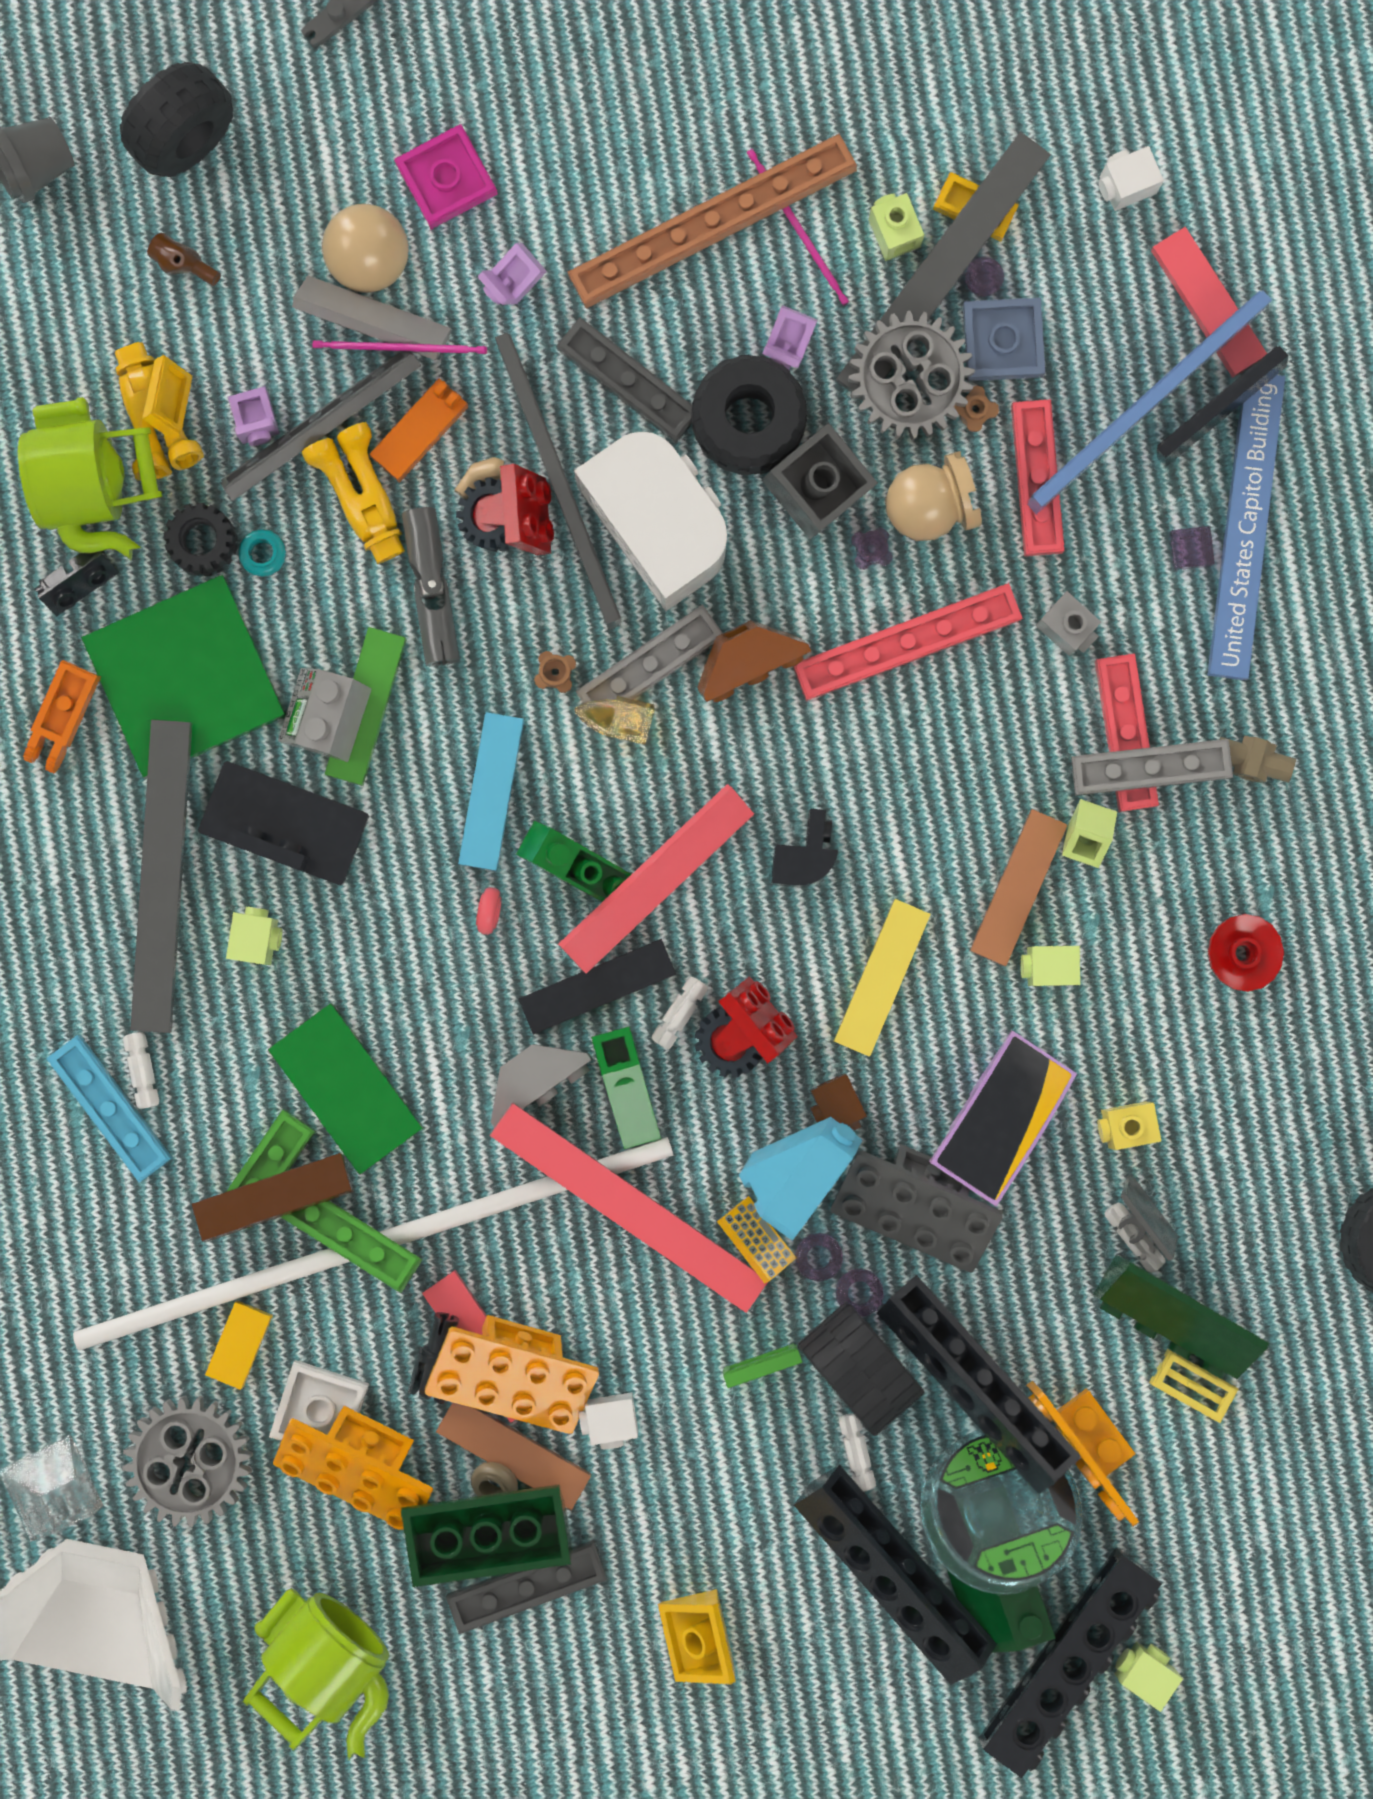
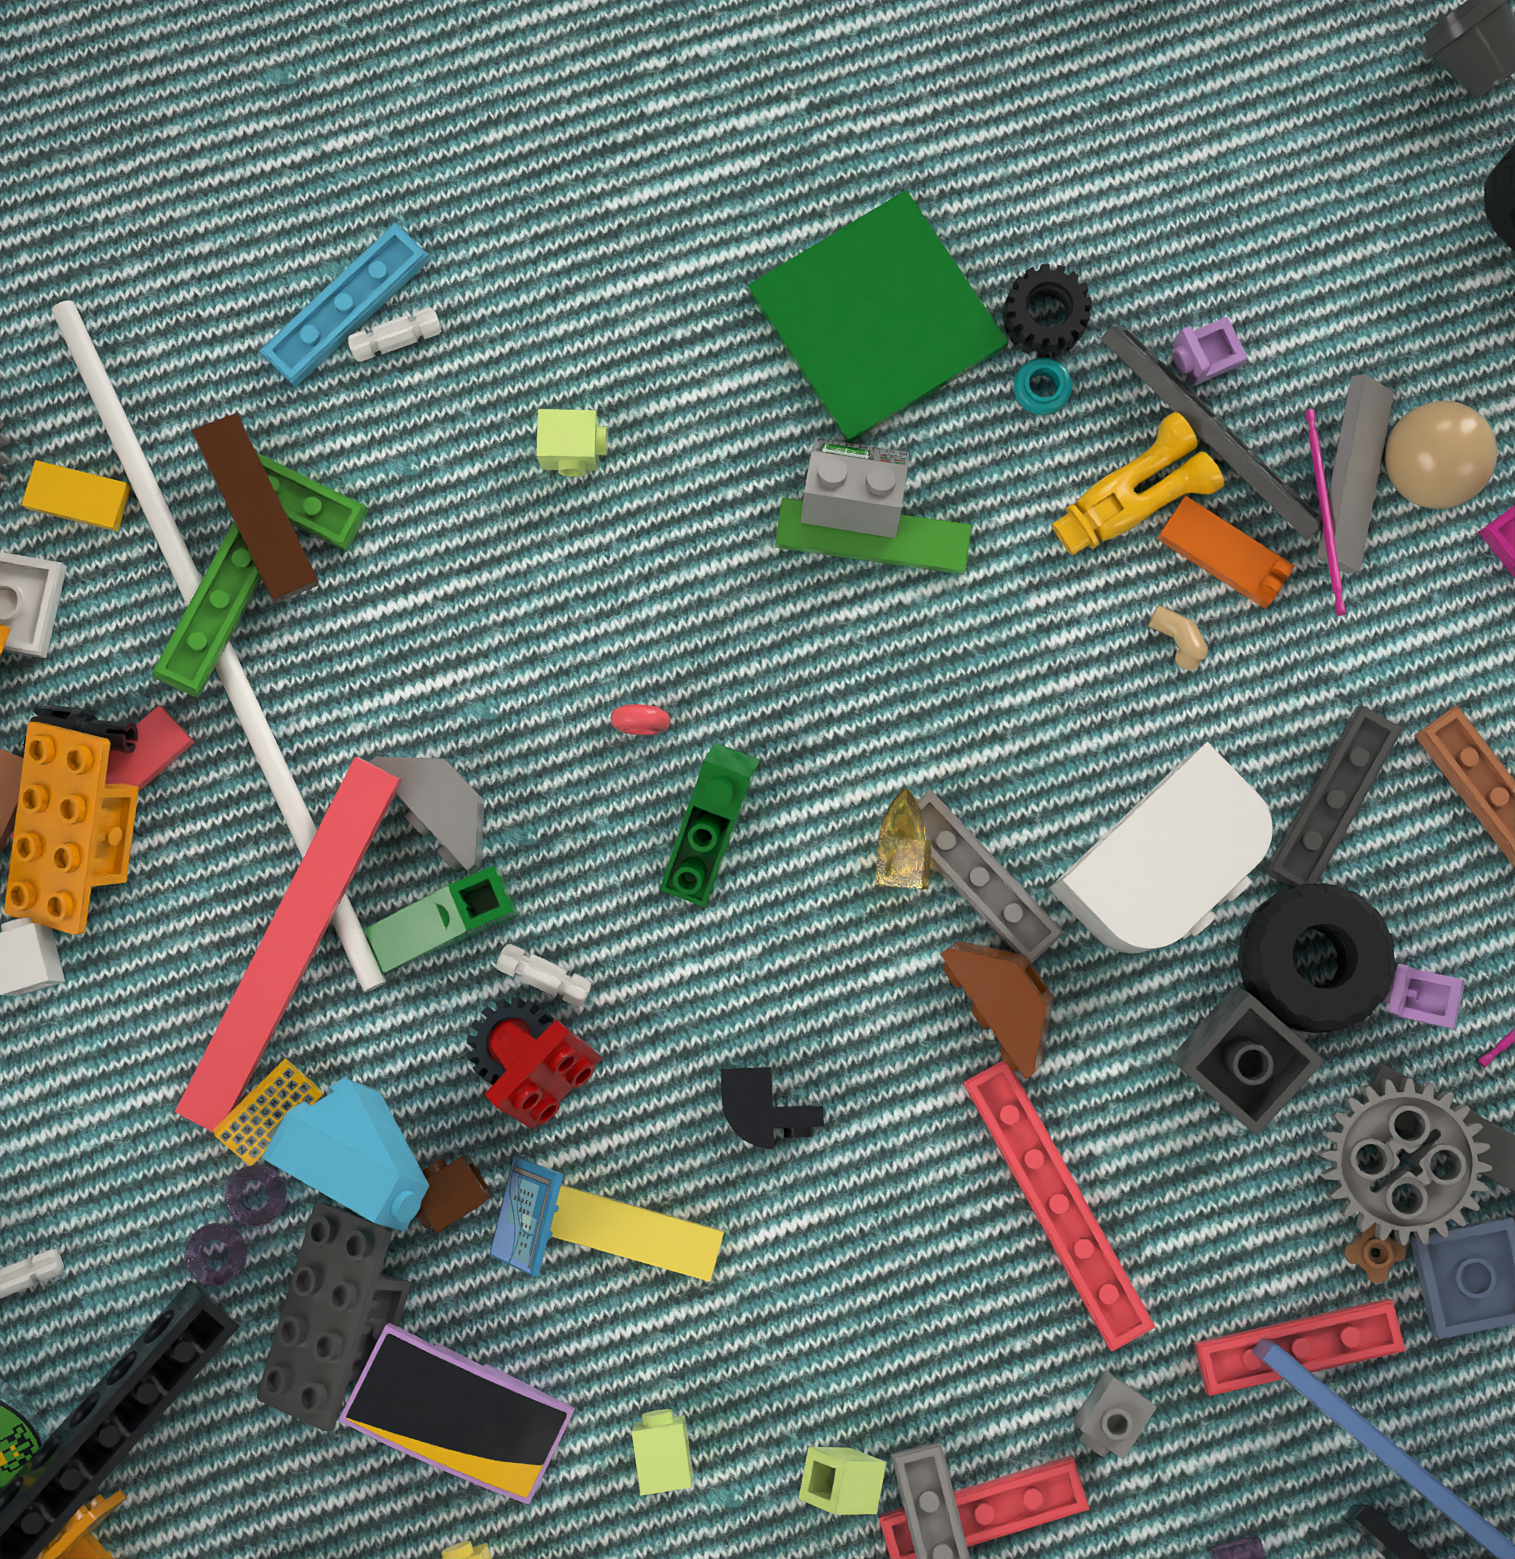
camera: 85 degrees right, 5 degrees down
(61, 713) = (810, 179): orange hinge -> none
(63, 590) = (963, 166): black hinge -> none
(78, 477) = (1098, 149): lime piece -> none
(134, 379) = (1212, 220): yellow piece -> none
(161, 876) = (631, 323): dark grey tile -> none
(167, 397) = (1214, 243): yellow tile -> none
(180, 259) = (1386, 236): reddish brown piece -> none
(283, 823) = (714, 458): black bracket -> none
(345, 1088) = (400, 578): green tile -> none
(426, 560) = (1064, 582): dark grey piece -> none
(491, 791) = (789, 702): medium azure tile -> none
(509, 512) = (1141, 674): red plate -> none
(512, 276) = (1439, 637): lavender bracket -> none
(547, 664) = (960, 750): medium nougat plate -> none
(558, 481) = (1190, 730): dark grey tile -> none
(597, 987) = (564, 868): black tile -> none
(656, 878) = (708, 922): coral tile -> none
(761, 1365) = (109, 1140): bright green tile -> none
(860, 1368) = (106, 1269): black tyre -> none
(862, 1046) = (526, 1216): none -> piece
(877, 539) = (1184, 1143): clear purple plate -> none
(931, 499) = (1247, 1209): tan tile -> none
(1018, 887) = (760, 1393): nougat tile -> none

